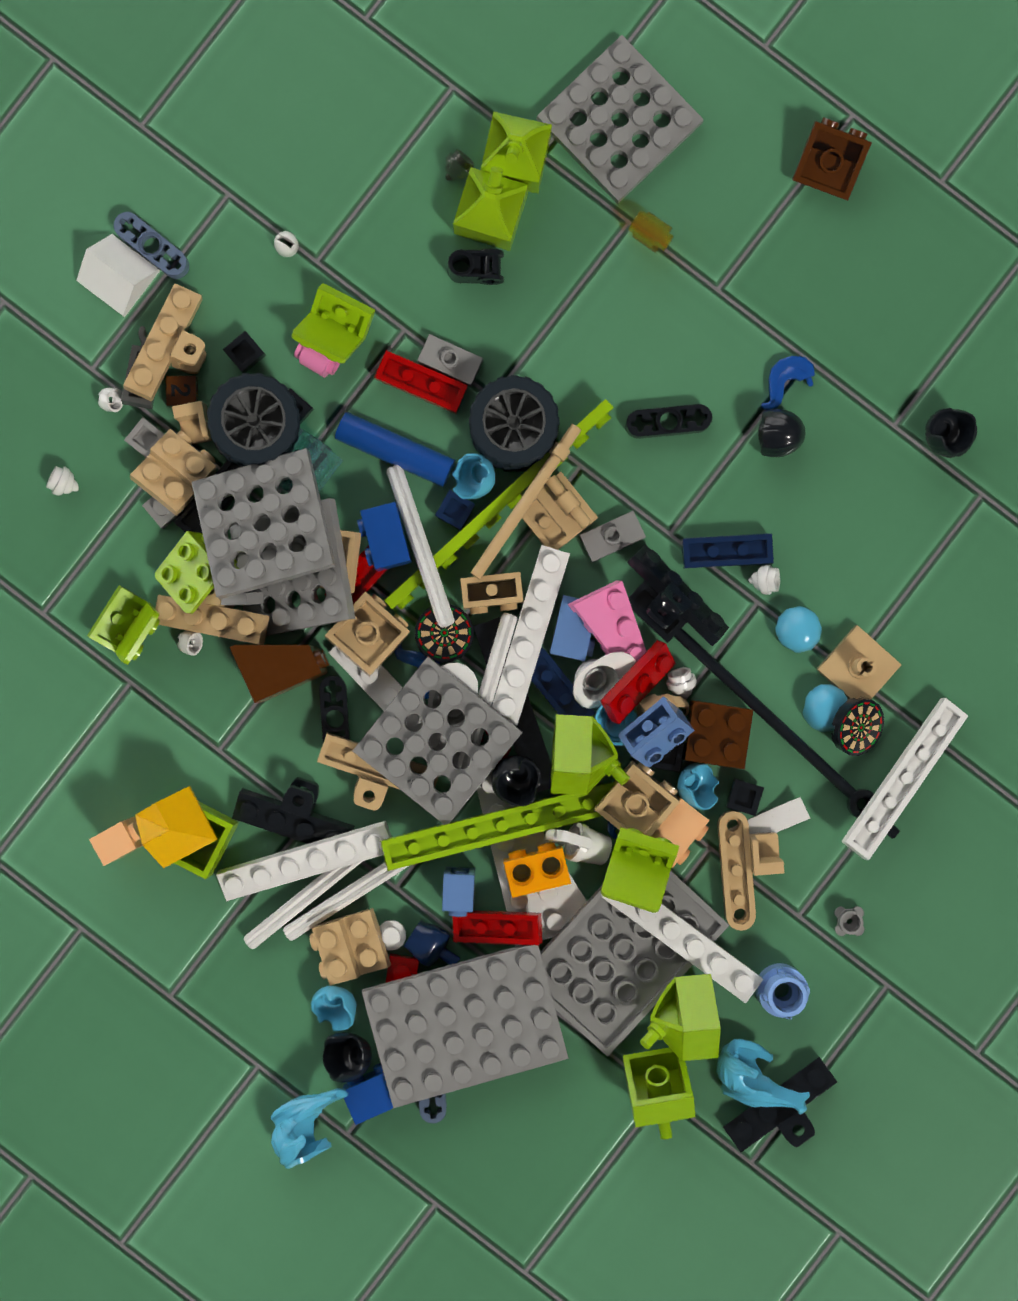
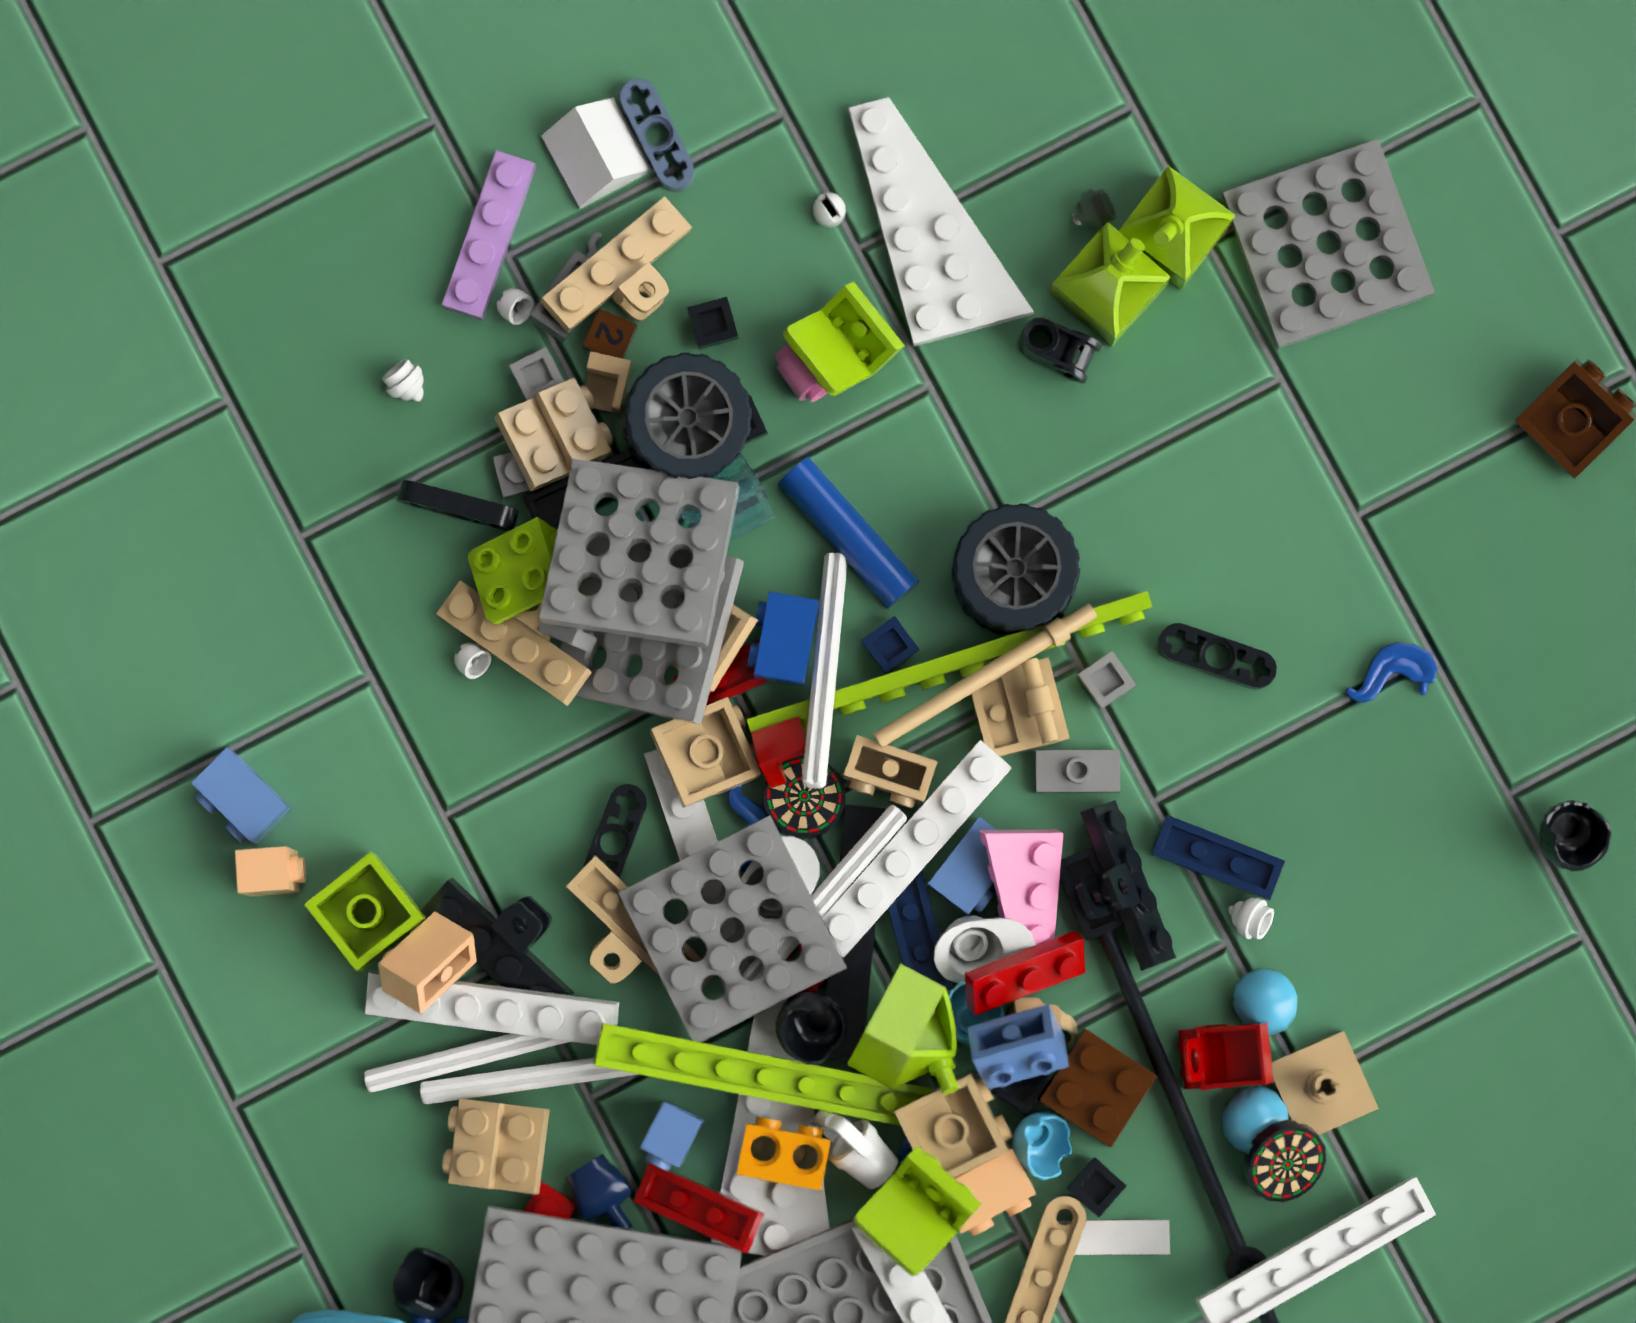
camera: 30 degrees right, 5 degrees down
(72, 361) = (489, 235): none -> lavender plate
(80, 799) = (240, 796): none -> medium blue brick
(125, 624) = (402, 600): lime bracket -> none
(133, 546) = (457, 505): none -> black beam
(174, 827) = (349, 885): yellow slope -> none
(249, 852) = (427, 962): none -> light nougat brick
(278, 668) = (573, 744): reddish brown slope -> none
(335, 1006) = (441, 1214): medium azure hair -> none
(369, 240) = (936, 252): none -> white wing
(393, 934) = (559, 1156): white plate -> none
(411, 608) = (776, 745): none -> red panel
(421, 382) = (921, 462): red plate -> none
(450, 360) = (971, 451): light grey plate -> none
(473, 476) = (933, 613): medium azure hair -> none
(604, 469) = (1106, 680): none -> light grey plate
(651, 231) = (1303, 404): clear yellow brick -> none
(681, 682) = (1081, 1000): white plate -> none
(765, 854) = (1090, 1273): tan panel -> none
(780, 433) = (1353, 736): black hair -> none
(790, 676) = (1225, 1056): none -> red piece

